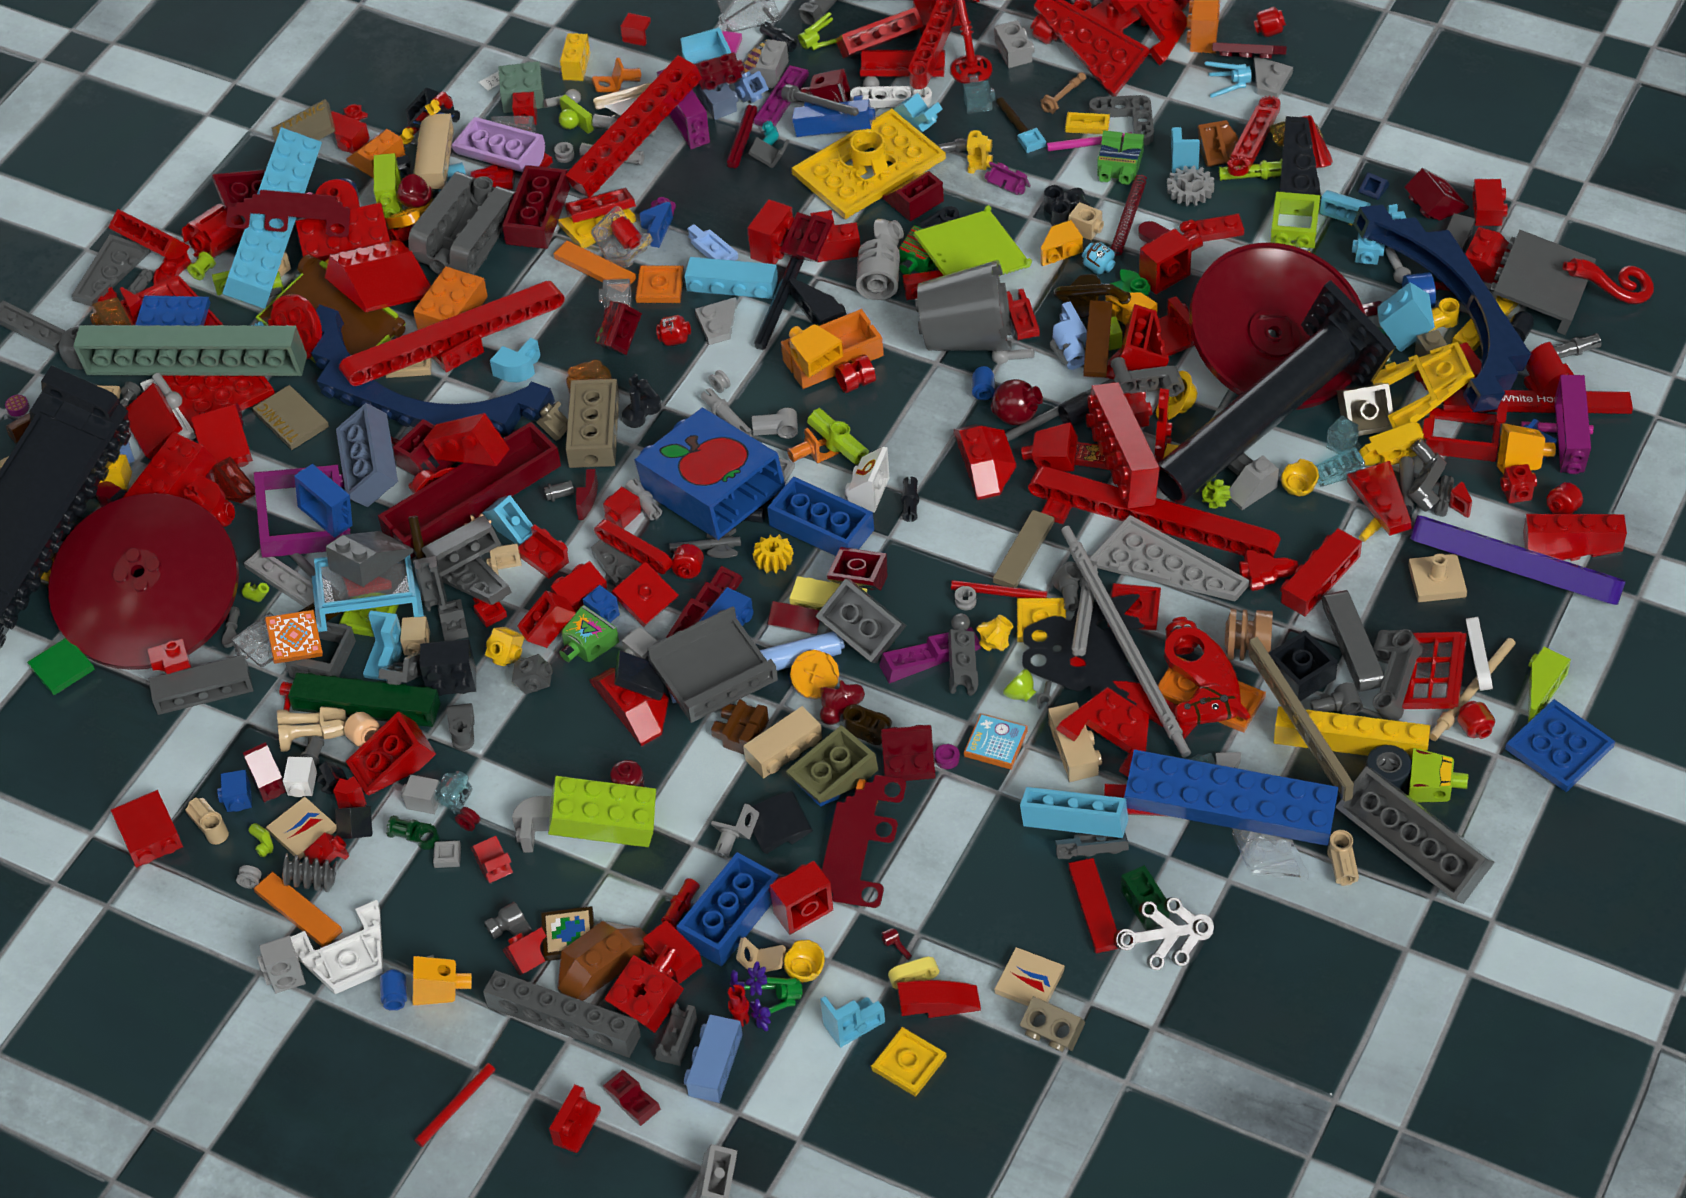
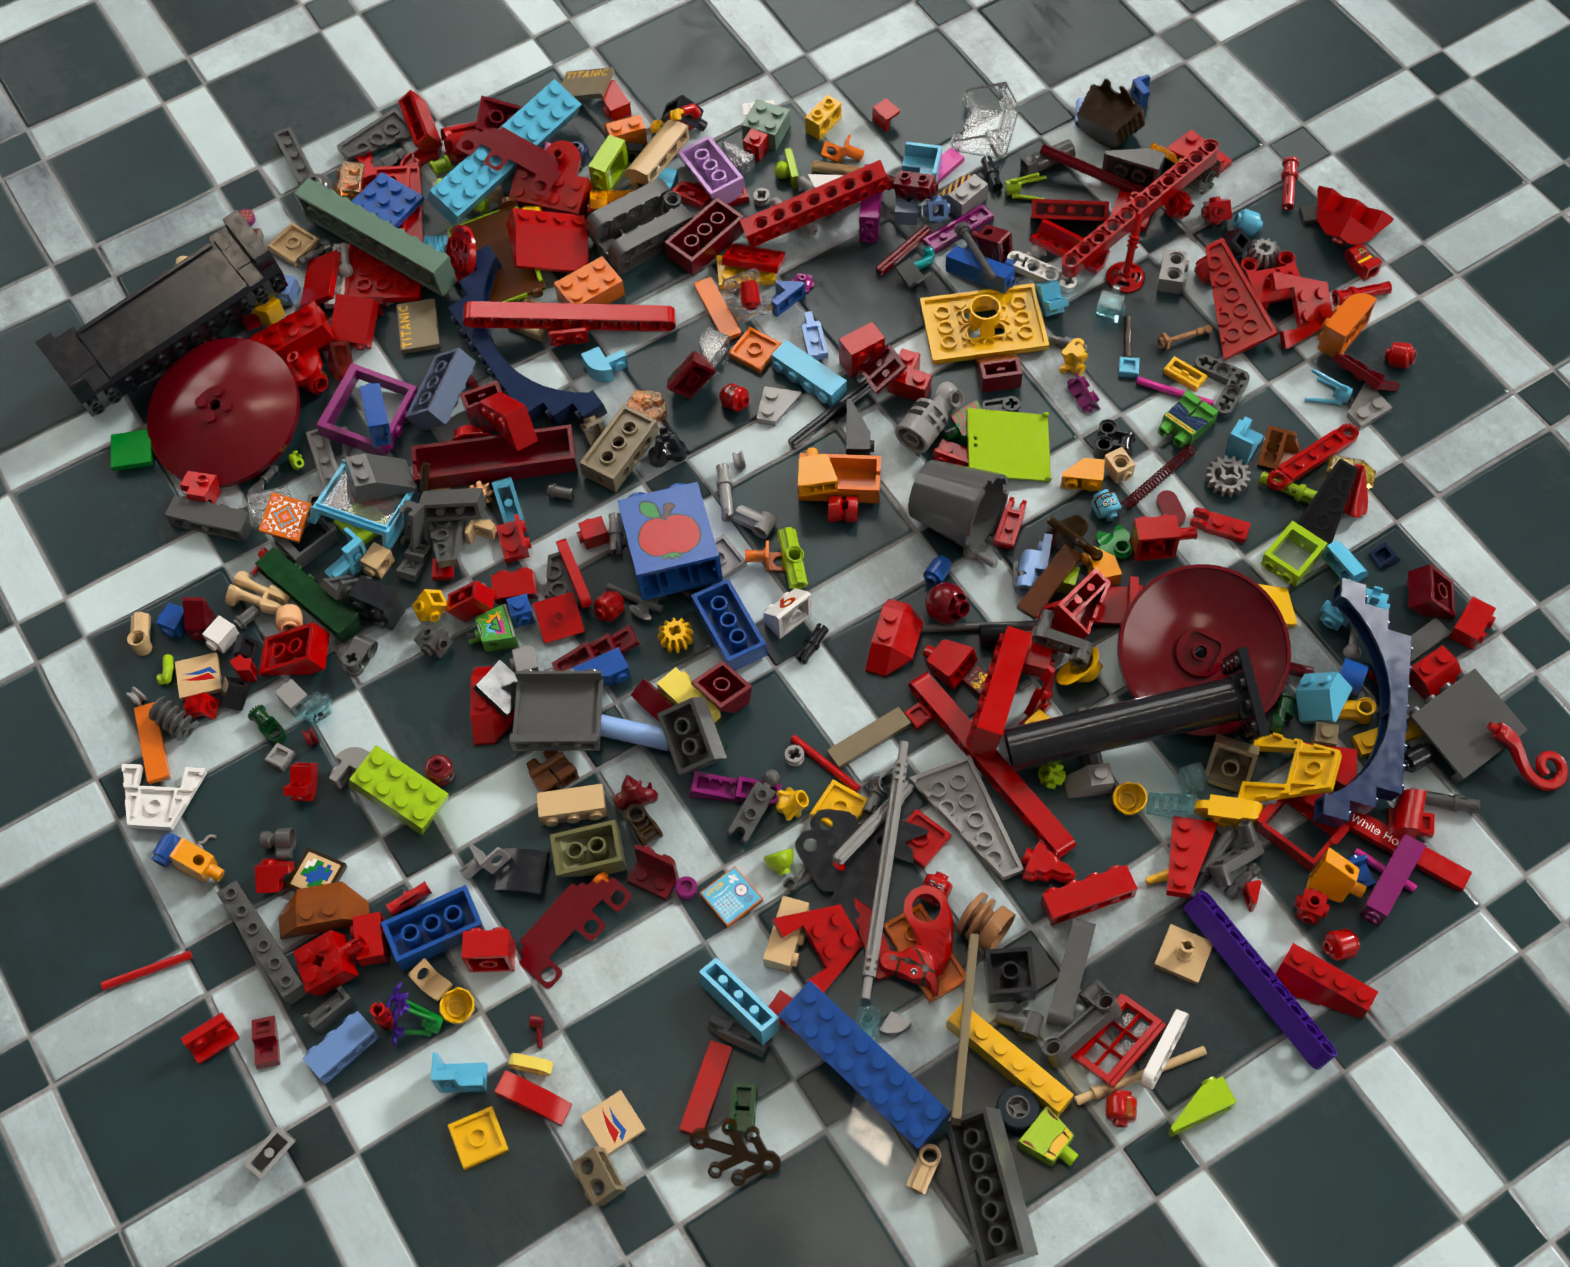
camera: 30 degrees right, 10 degrees up
(146, 828) = (97, 617): red brick -> none
(281, 965) = (103, 785): light grey brick -> none
(355, 112) = (636, 84): red plate -> none
(413, 191) = (618, 180): dark red piece -> none
(572, 93) = (800, 150): light grey bar -> none
(586, 495) = (573, 510): dark red slope -> none
(812, 671) = (634, 758): light orange tile -> none
(1560, 745) = (1176, 1173): blue plate -> none

